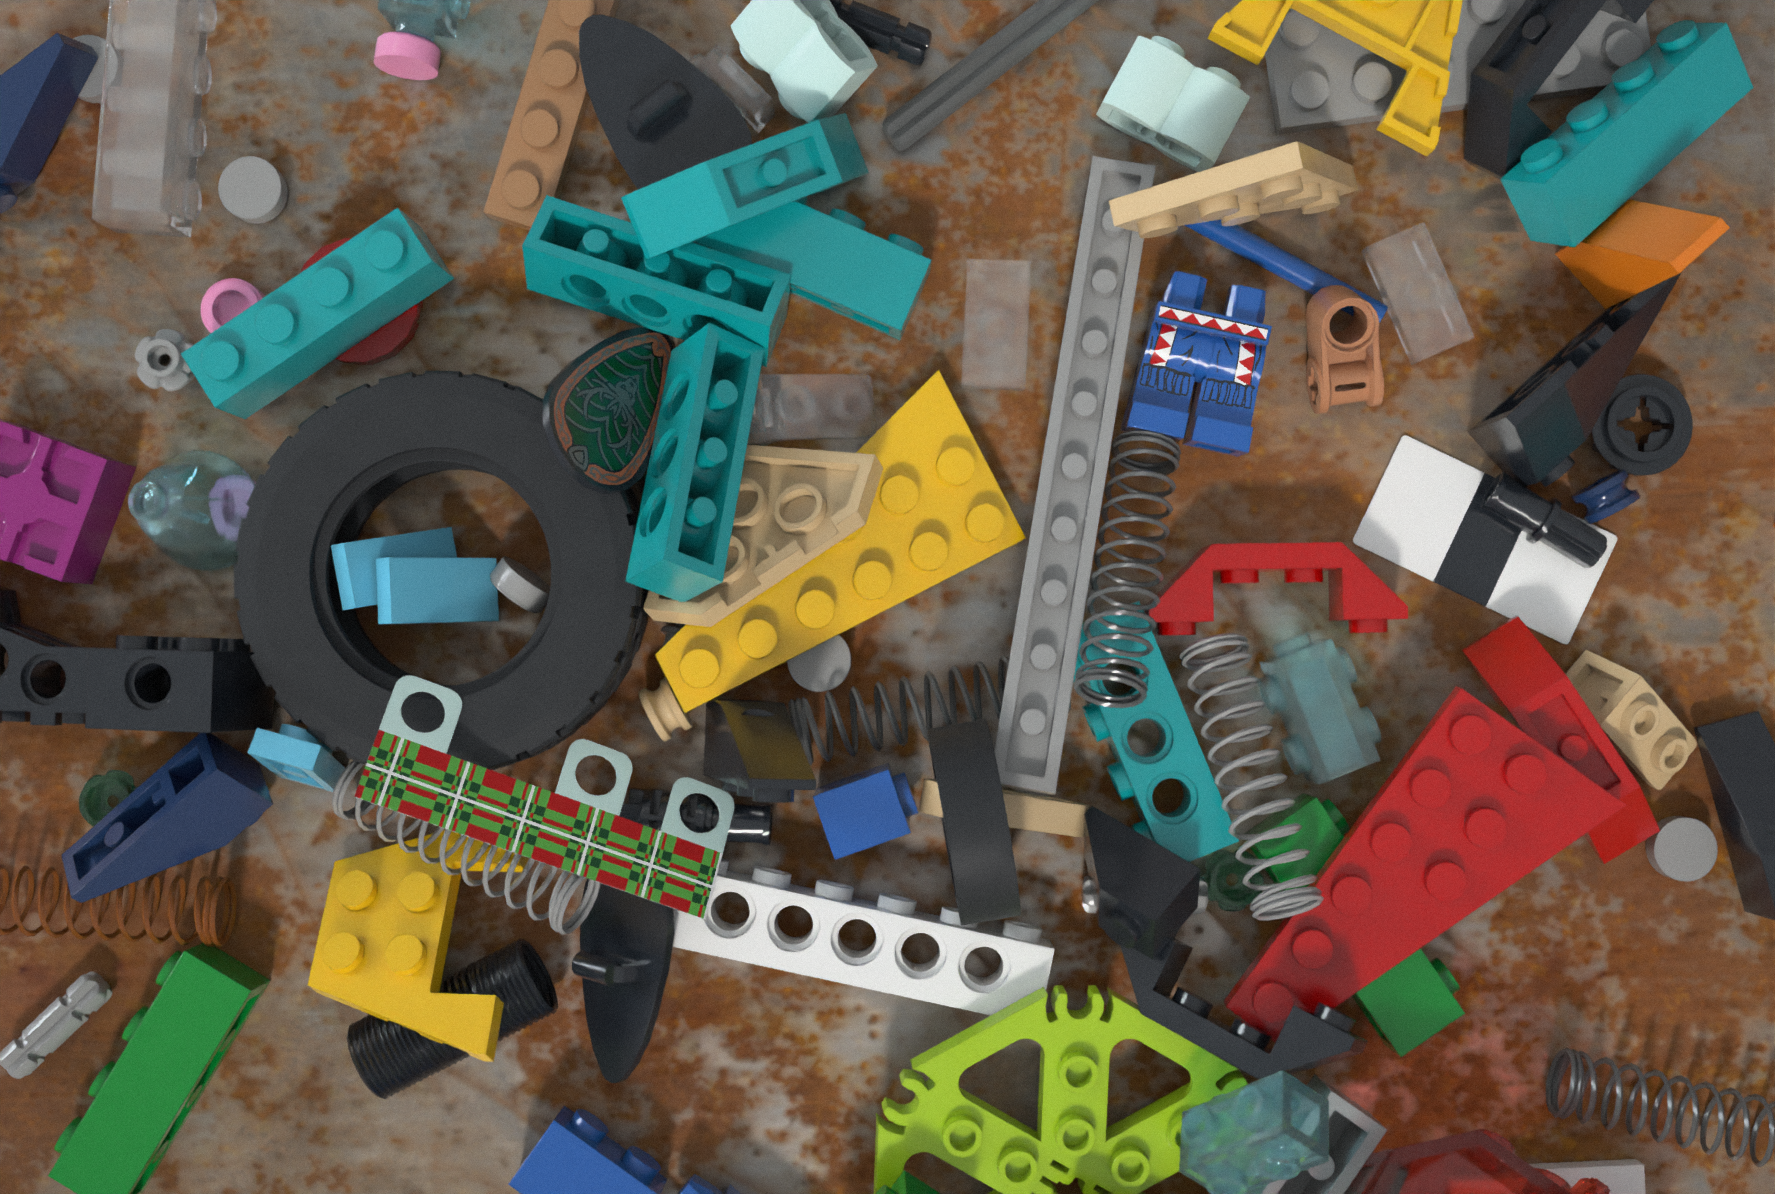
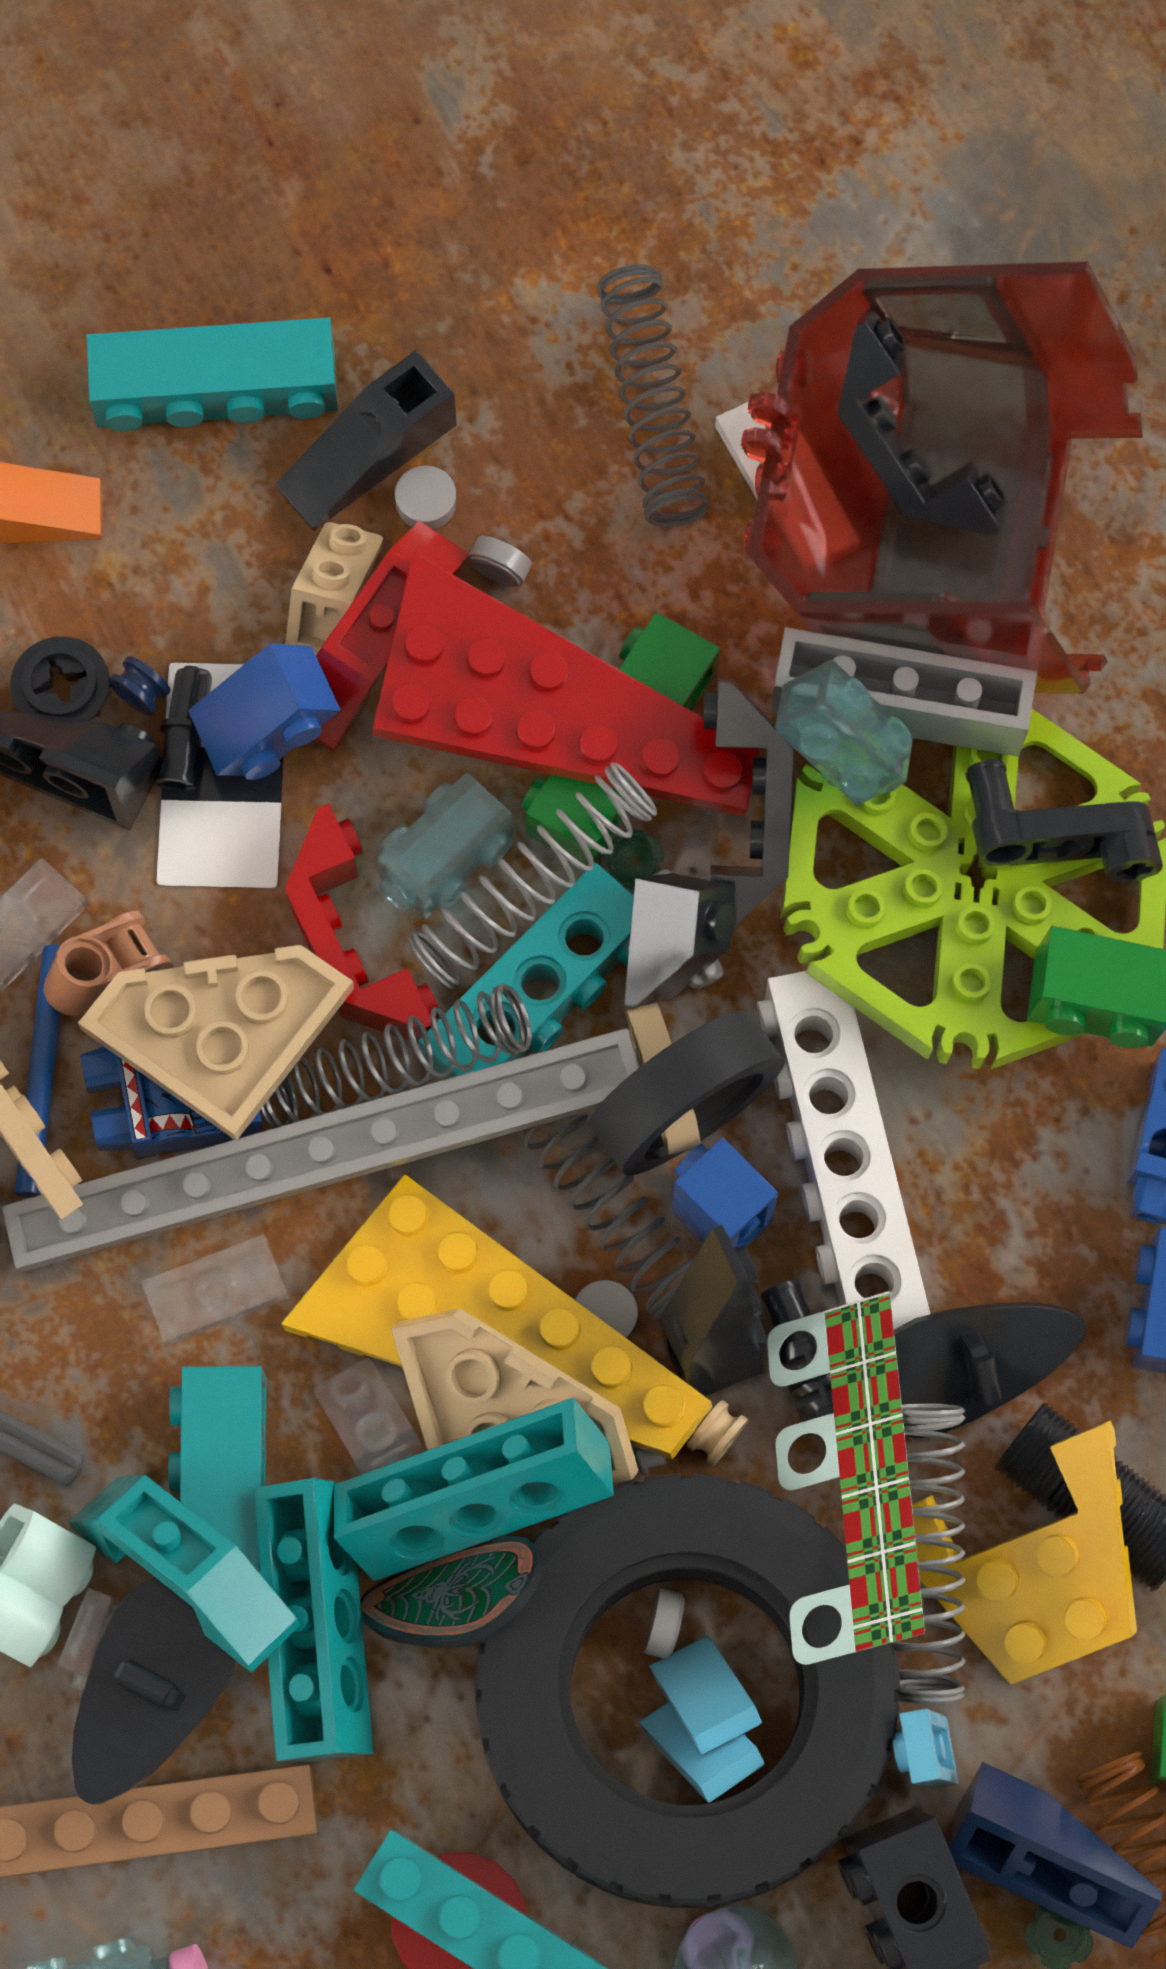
camera: 115 degrees left, 15 degrees down
(1230, 422) = (219, 1026): none -> tan plate
(1526, 598) = (264, 711): none -> blue brick
(1584, 888) = (499, 561): none -> light grey tile

